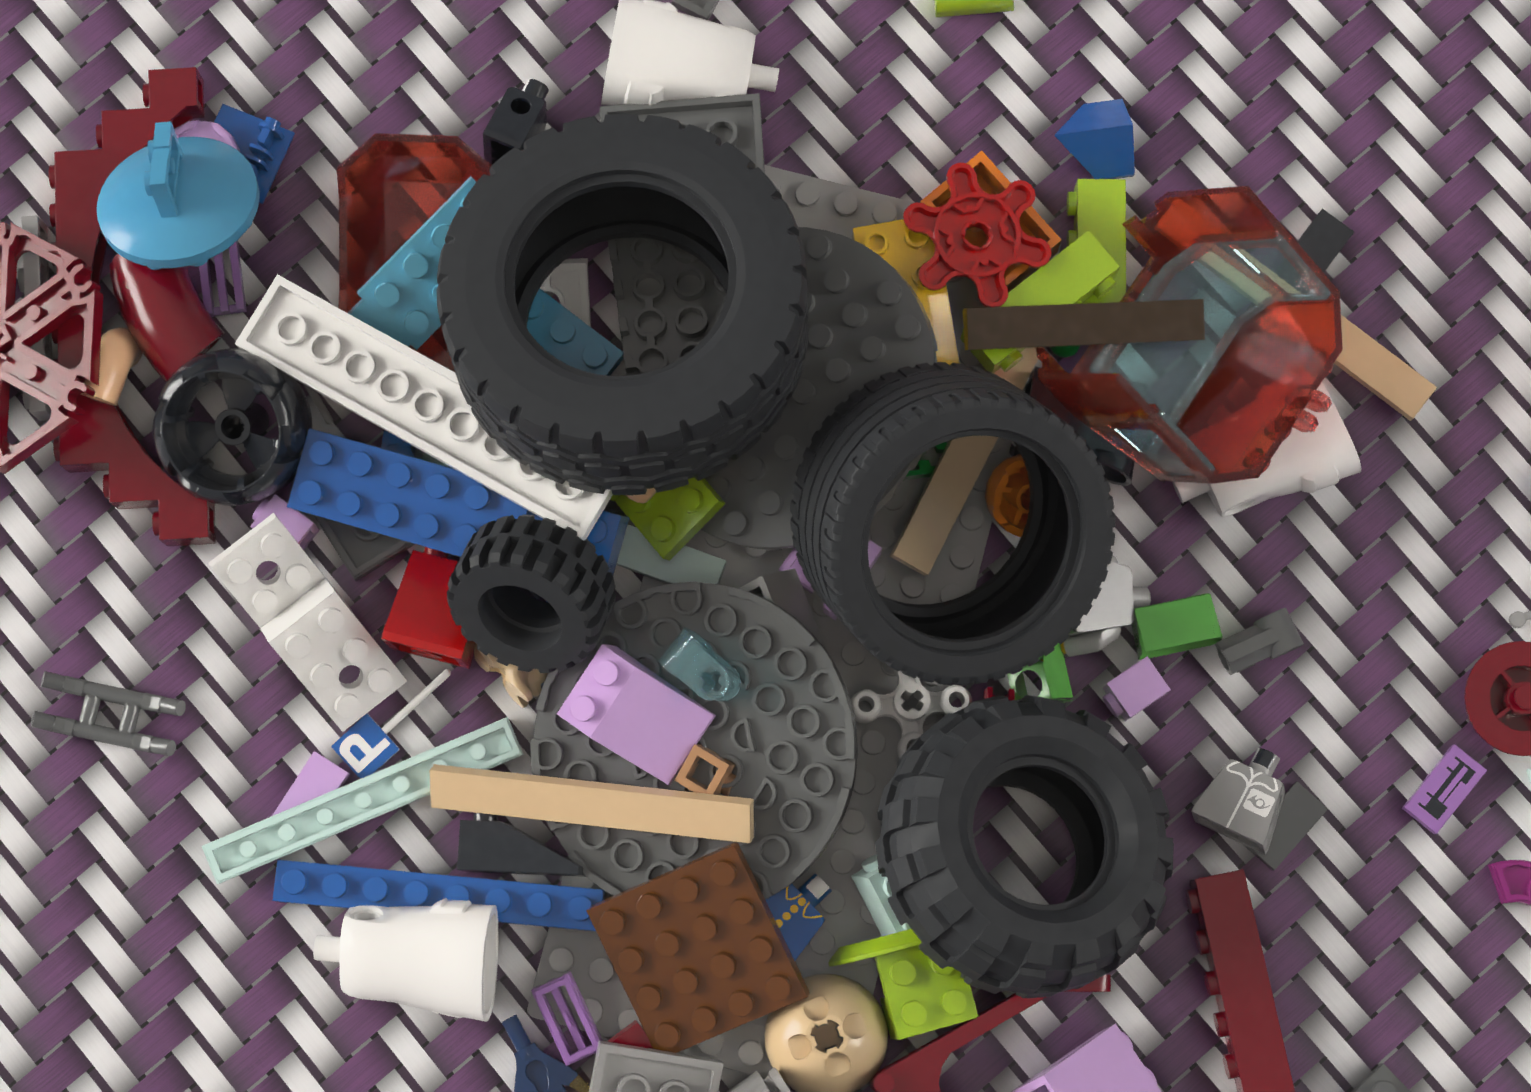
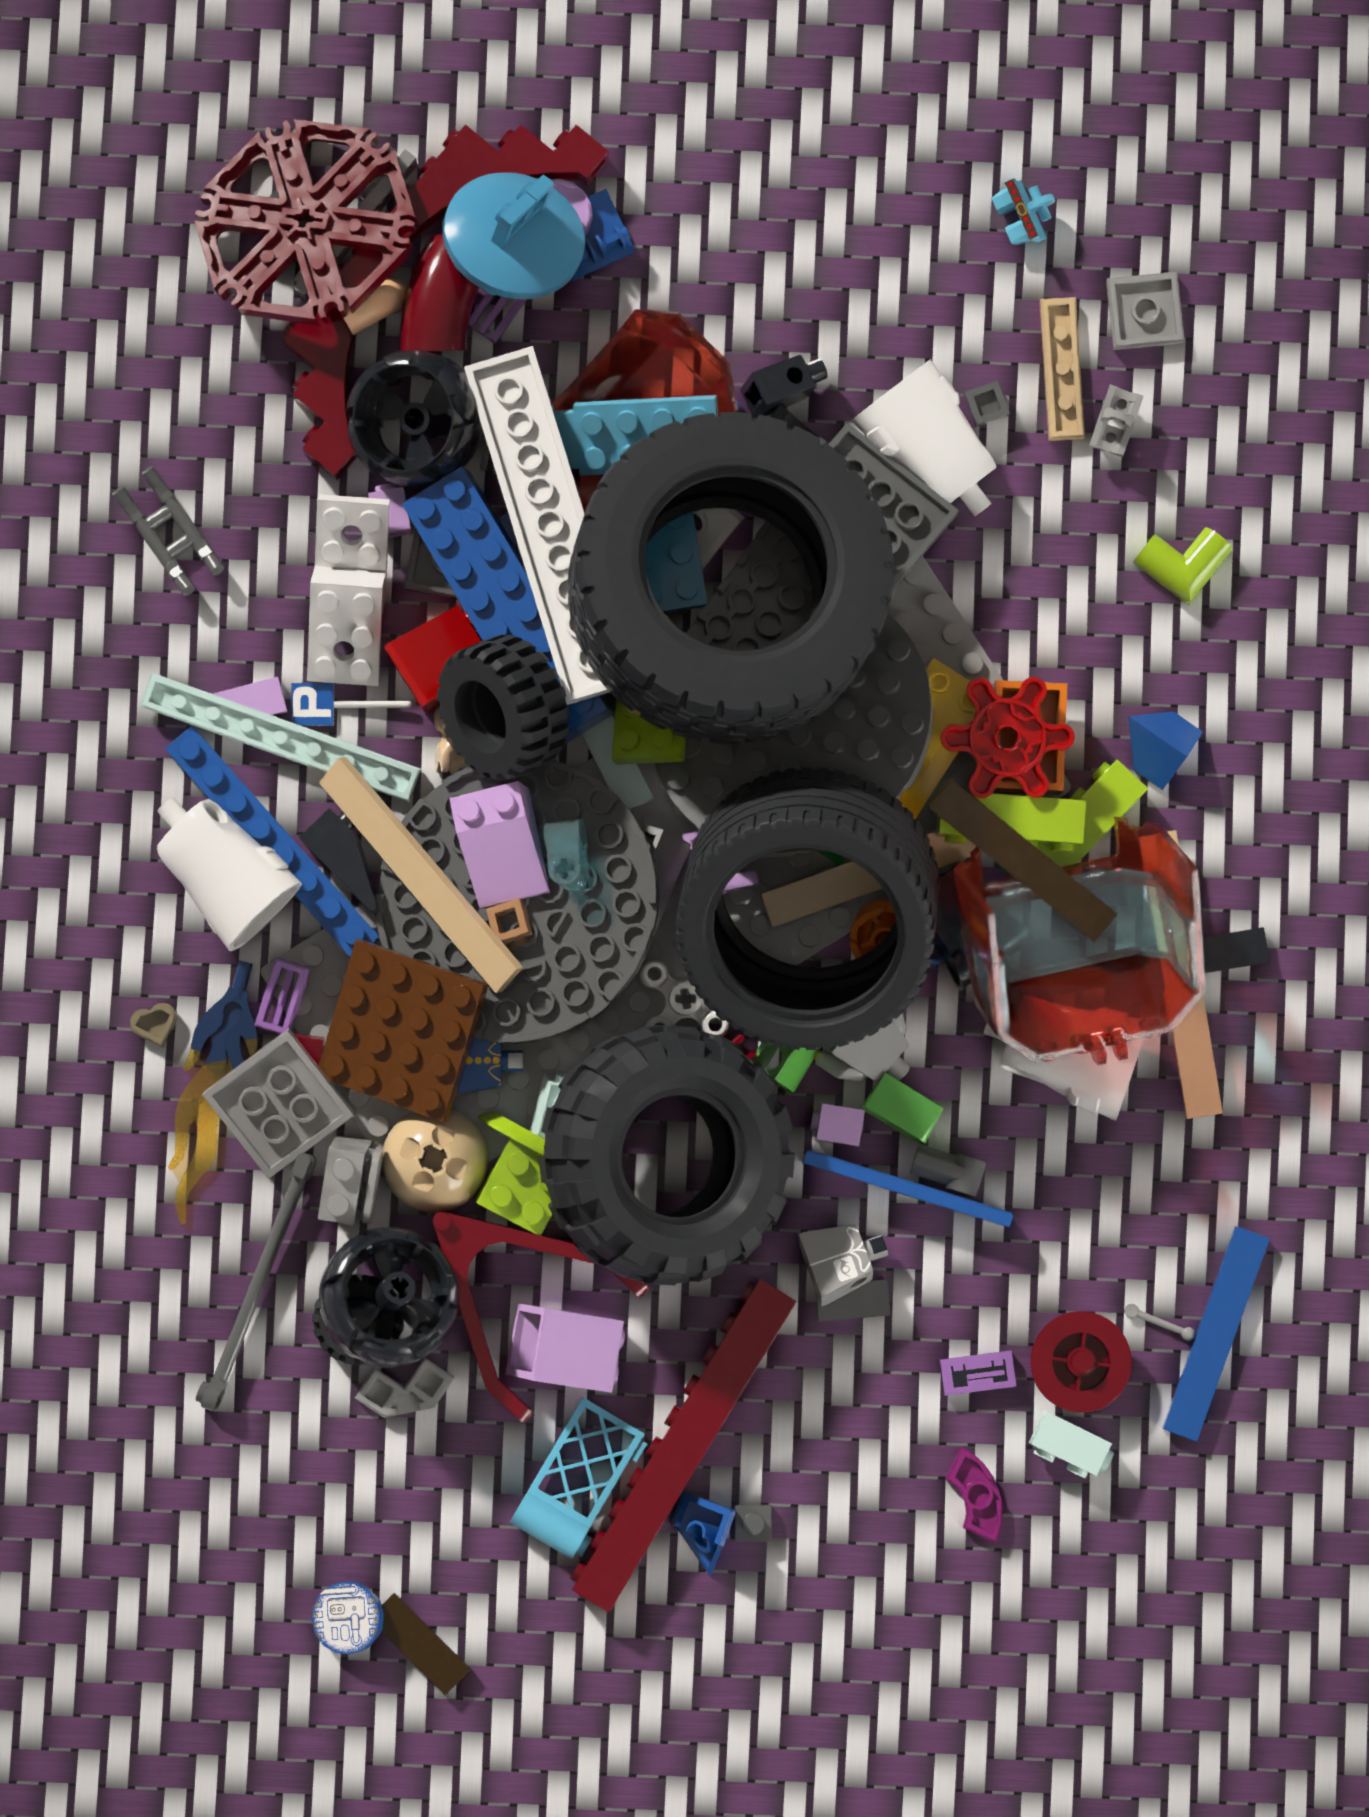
camera: 35 degrees right, 5 degrees up
(1242, 688) = (907, 1188): none -> blue tile

